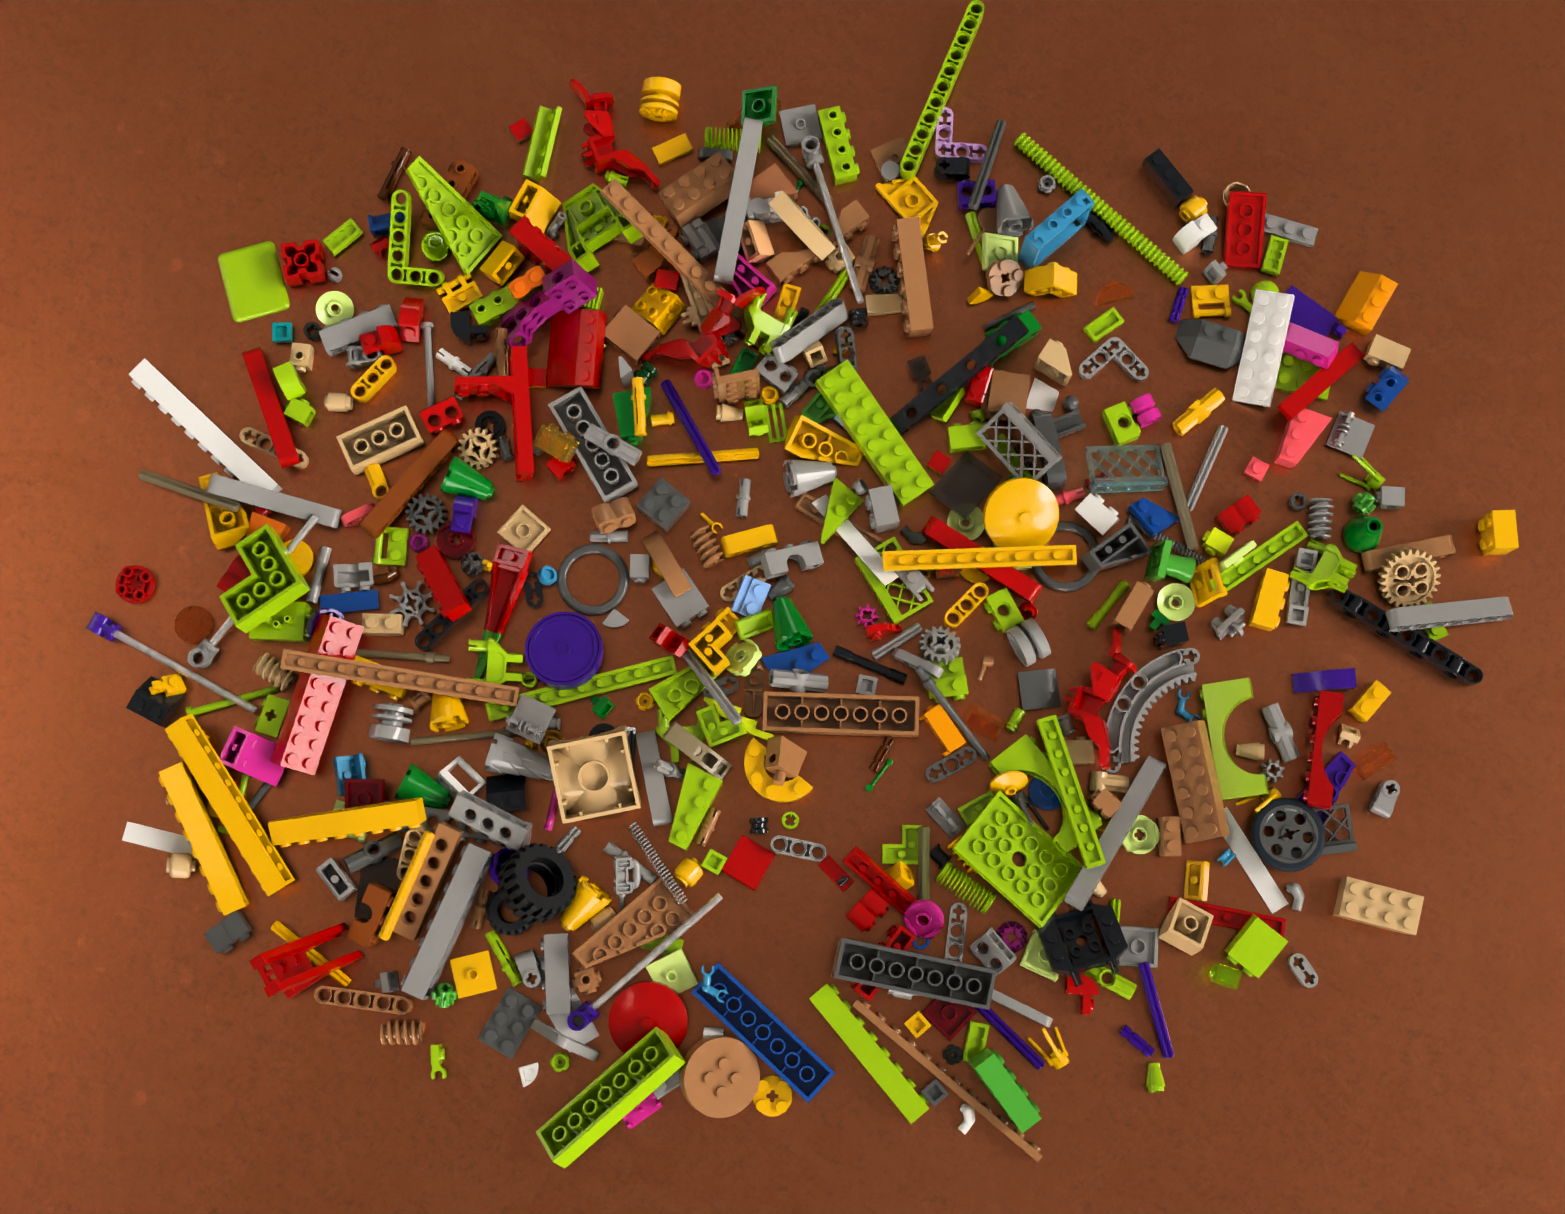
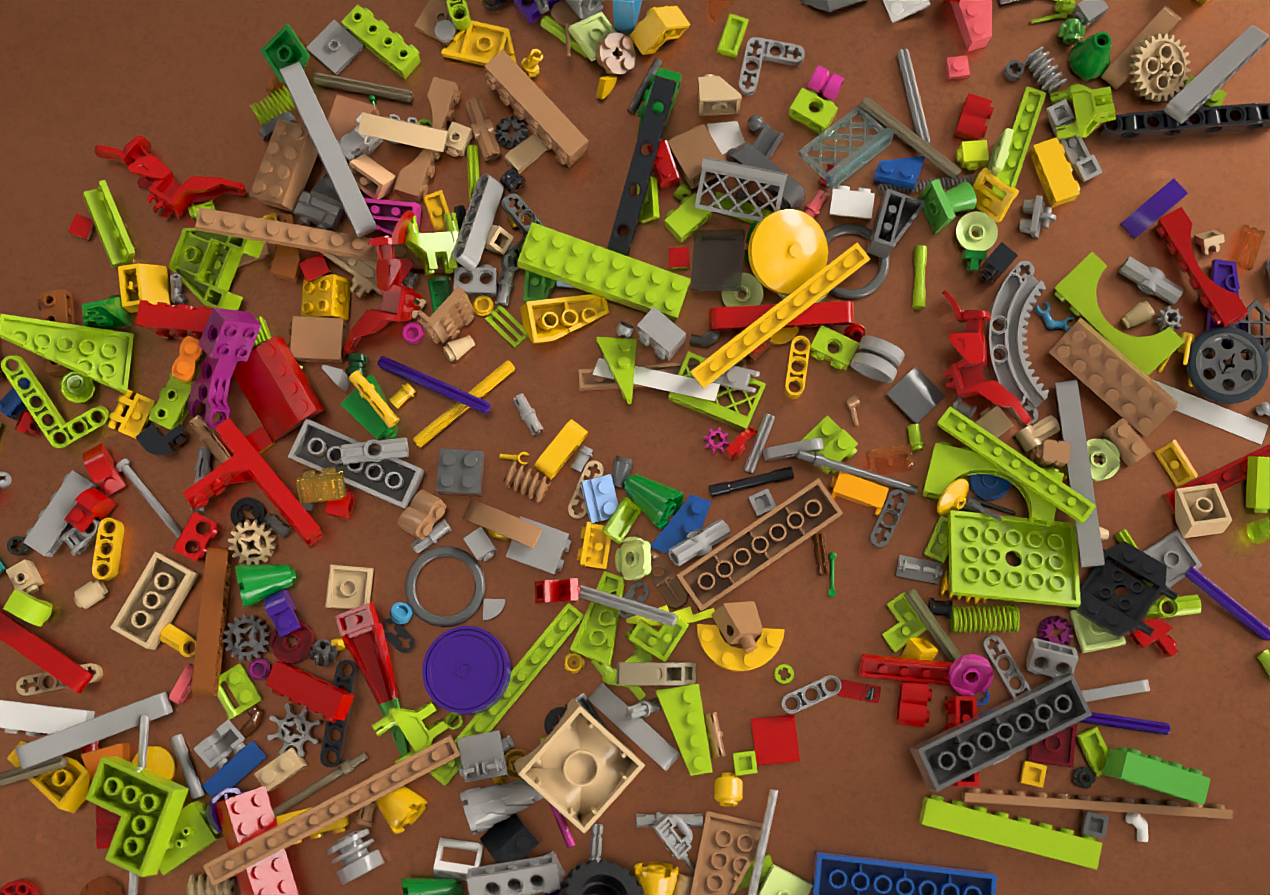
camera: 30 degrees left, 0 degrees up
(299, 411) = (59, 629): lime brick -> none
(327, 314) = (22, 521): yellowish green dish -> none
(453, 362) = (171, 481): white pin -> none
(460, 737) = (429, 819): dark tan bar -> none
(502, 263) = (151, 358): yellow brick -> none
(601, 706) = (538, 696): green tile -> none
(660, 99) = (190, 110): yellow wheel -> none
(672, 149) = (234, 148): yellow tile -> none
(674, 893) = (694, 803): light grey piece -> none
(706, 985) = (825, 884): dark azure arm -> none
(707, 647) = (595, 570): yellow brick -> none
(755, 417) = (486, 334): lime brick -> none
(759, 825) = (760, 700): black wheel -> none
(806, 475) = (570, 353): light grey cone -> none
(806, 554) = (622, 424): light grey arch -> none
(814, 160) = (371, 68): flat silver piece -> none
(919, 370) = (601, 188): clear smoke plate -> none
(939, 645) = (801, 425): light grey gear -> none
(1058, 1057) = (1176, 708): yellow plant -> none
(1132, 607) = (944, 263): medium nougat brick -> none
(1137, 1041) = (1232, 644): dark purple axle -> none
(1198, 411) = (871, 52): yellow piece -> none
(1226, 857) = (1187, 423): dark azure bush -> none
(1368, 701) = (1205, 199): yellow brick -> none

